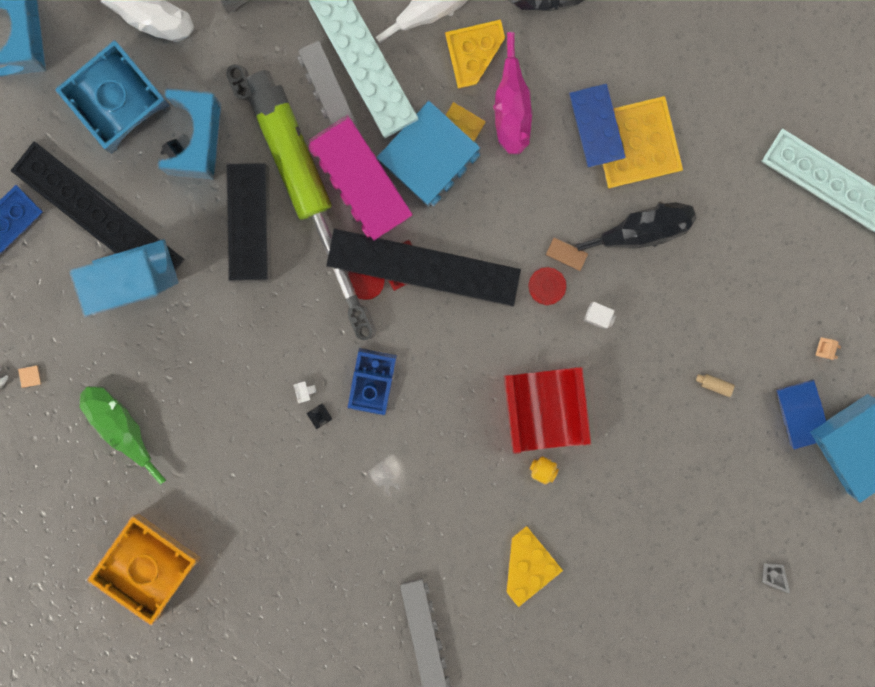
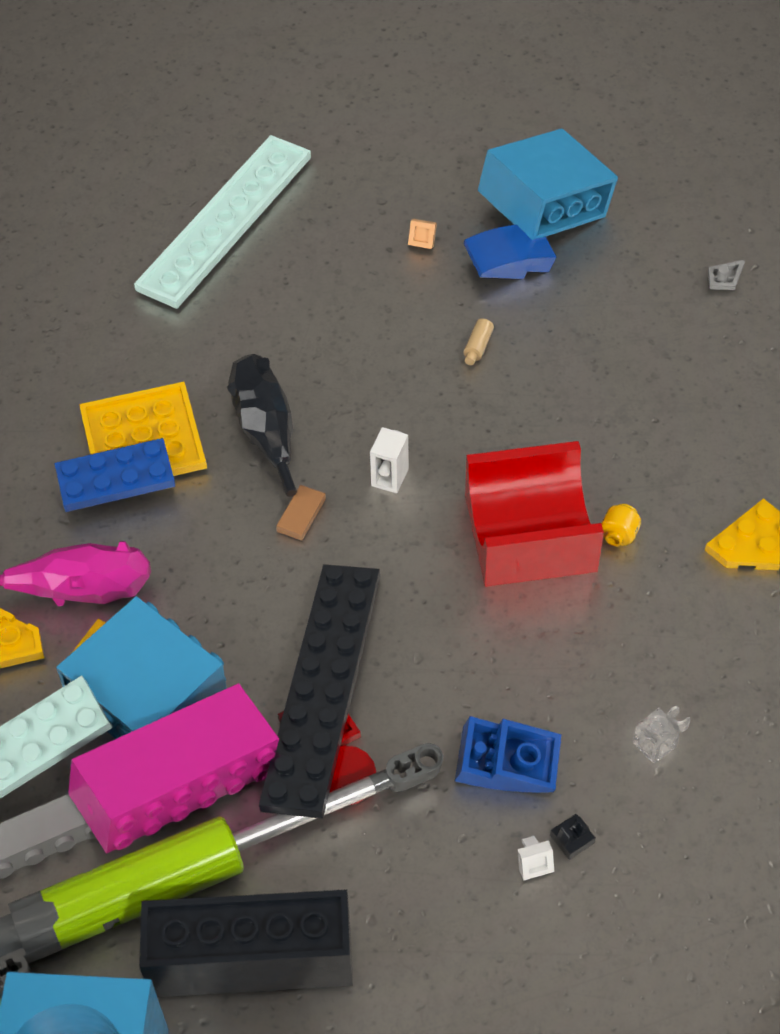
camera: 90 degrees left, 35 degrees down
(547, 286) = (348, 535): red tile -> none

